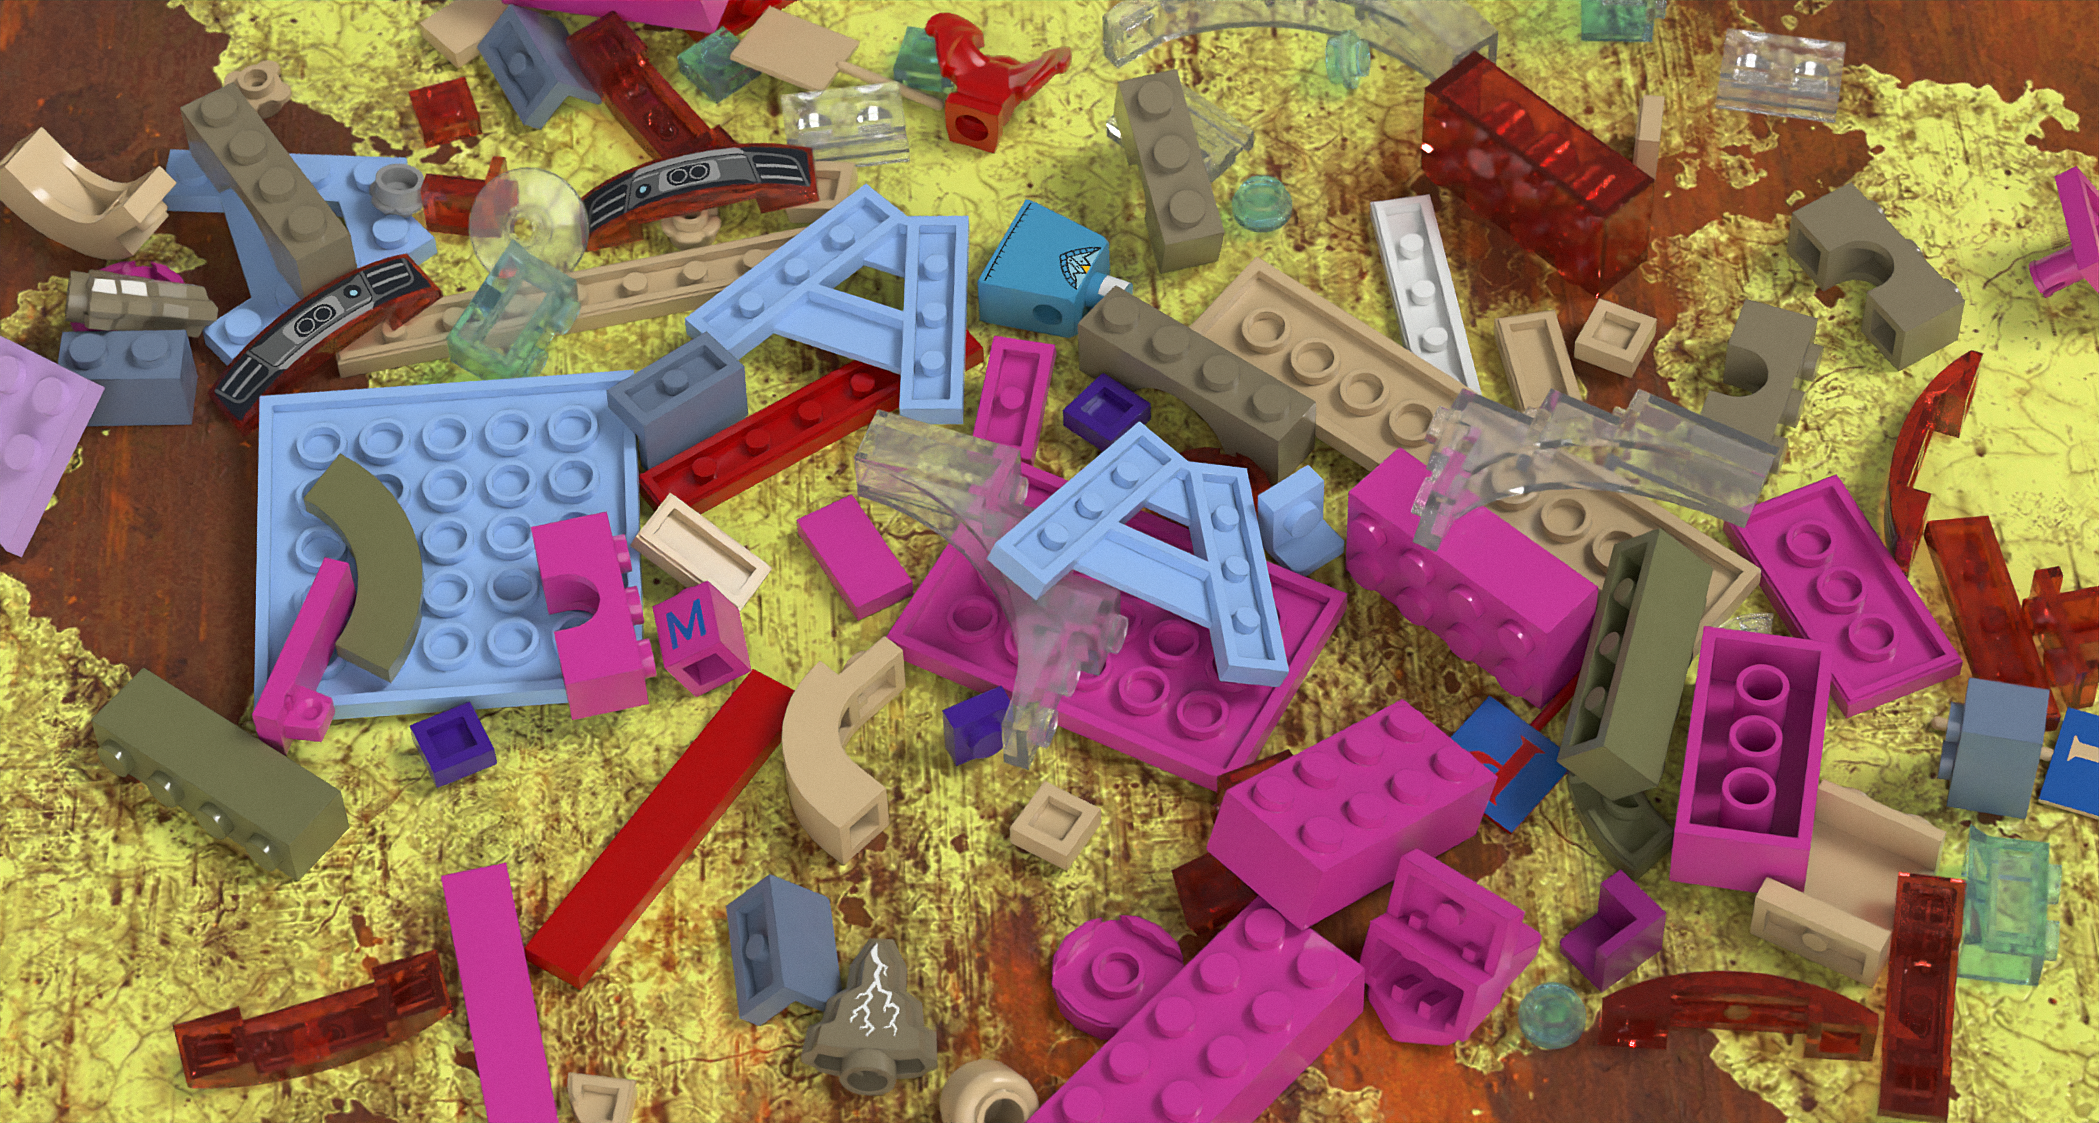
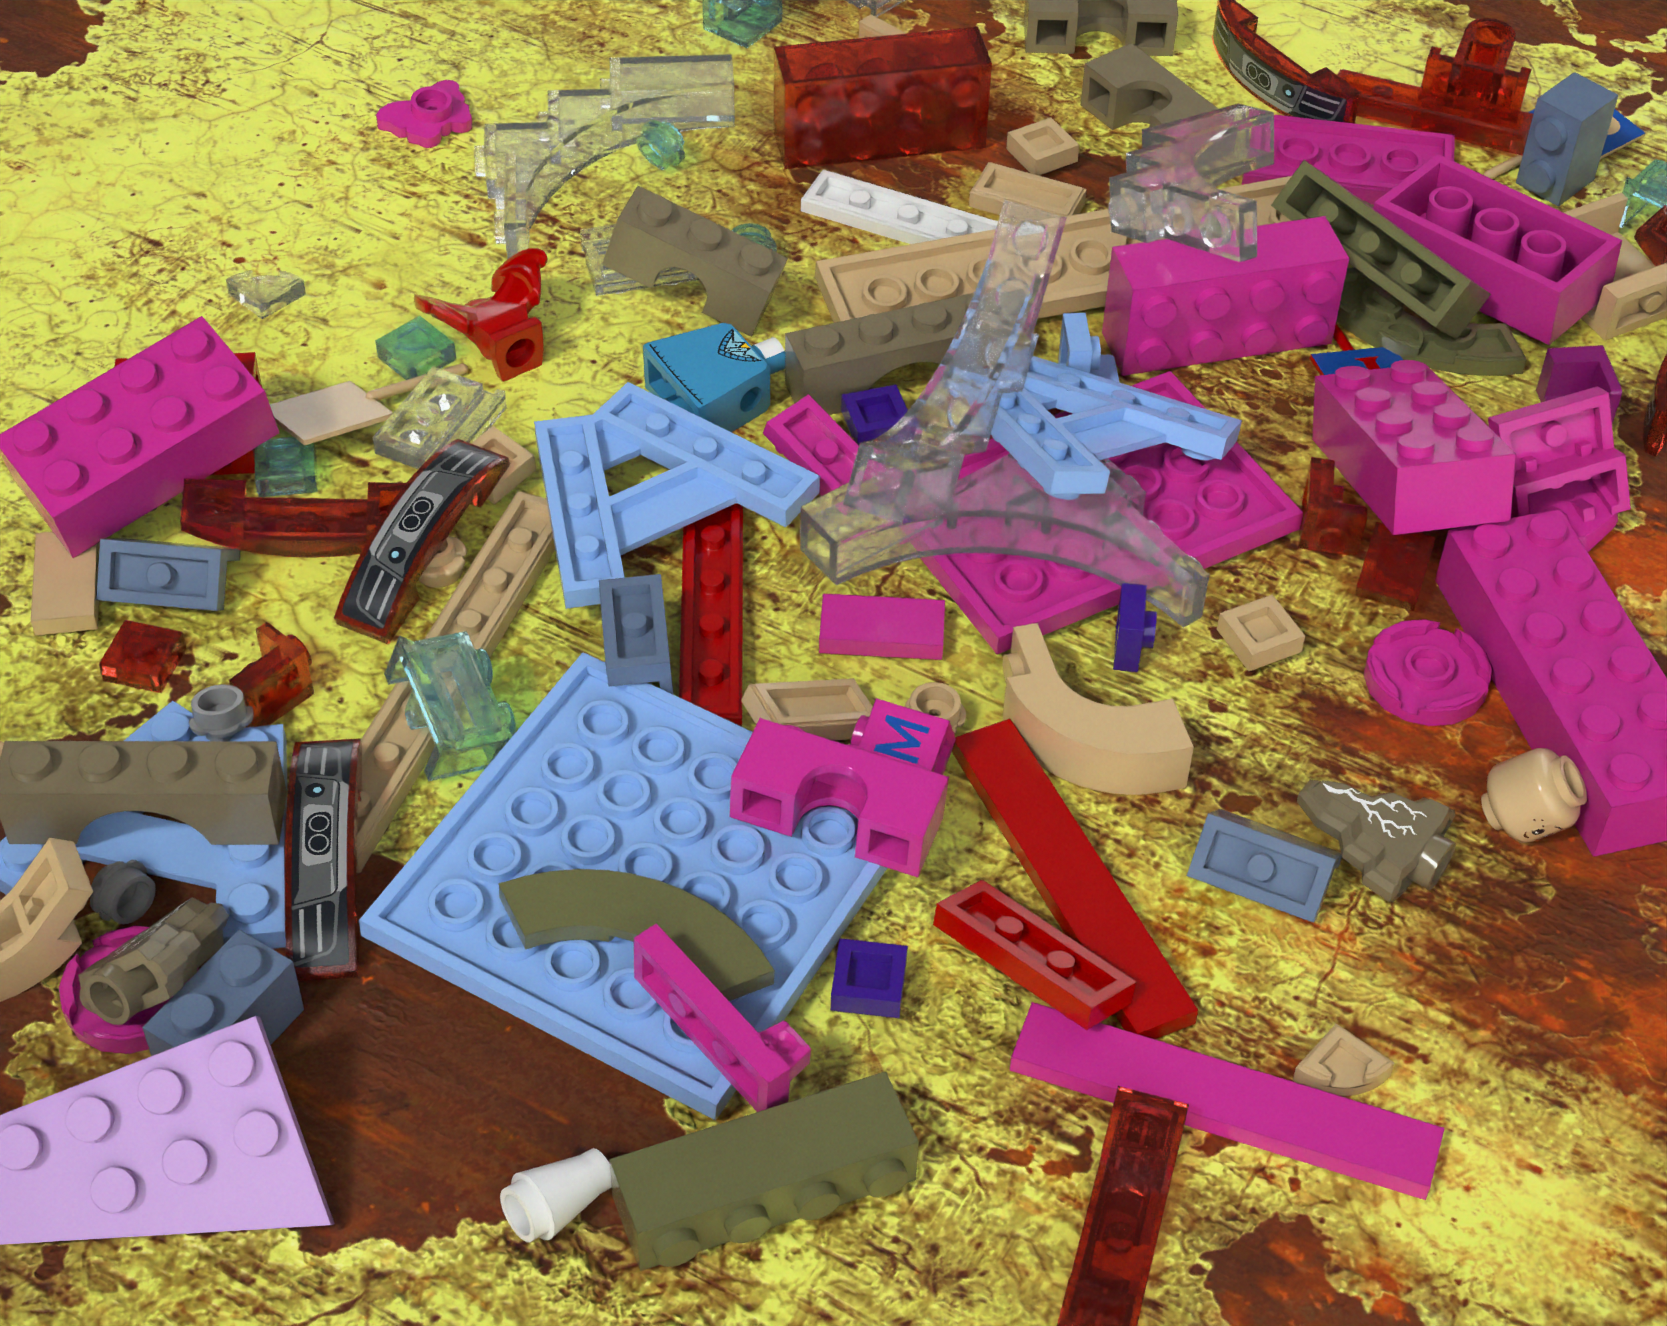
camera: 60 degrees left, 5 degrees down
(111, 659) = (553, 1194): none -> white cone
(205, 249) = (122, 892): none -> light grey plate
(546, 202) = (346, 649): clear dish -> none
(546, 835) = (1034, 954): none -> red plate
(771, 630) = (938, 701): none -> tan plate
(1037, 443) = (917, 462): none -> clear arch
(1552, 1016) = (1639, 455): clear light blue plate -> none

